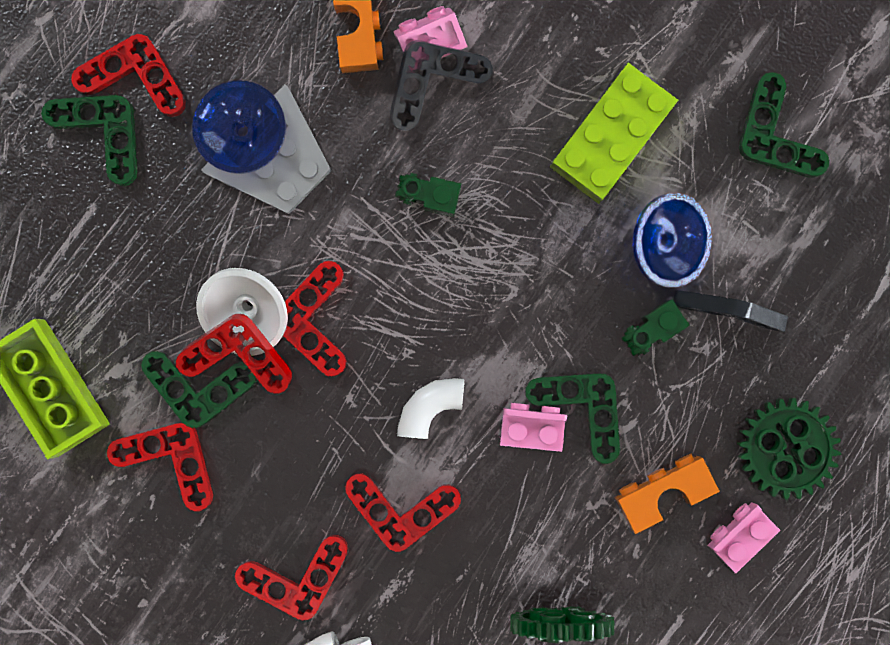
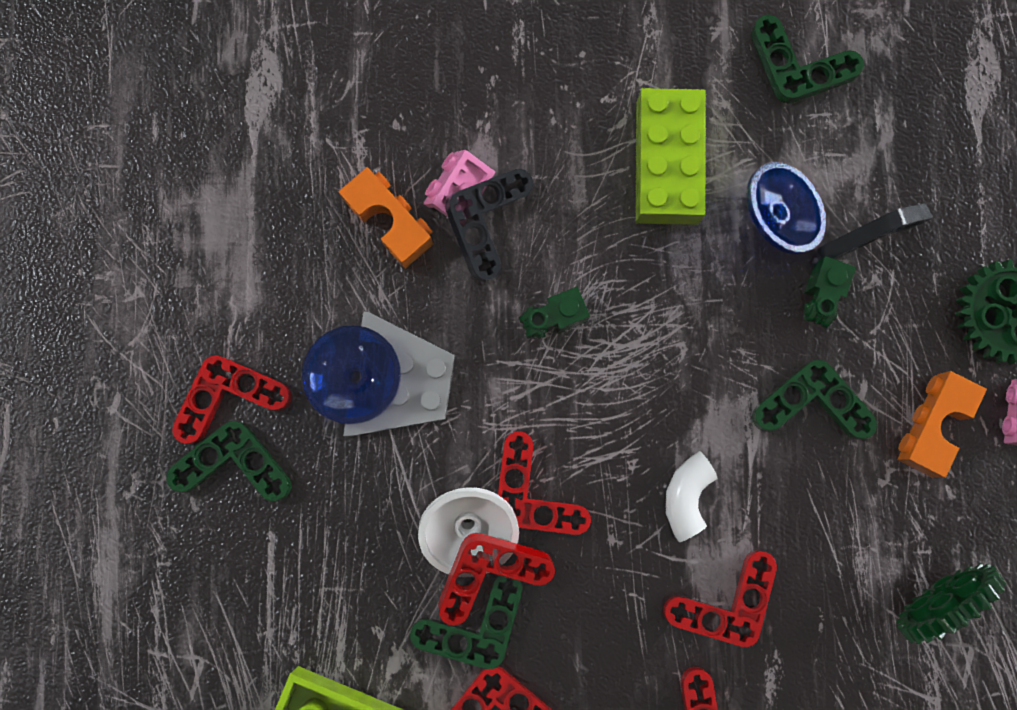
camera: 40 degrees left, 5 degrees down
(533, 428) = (787, 451): bright pink bracket -> none

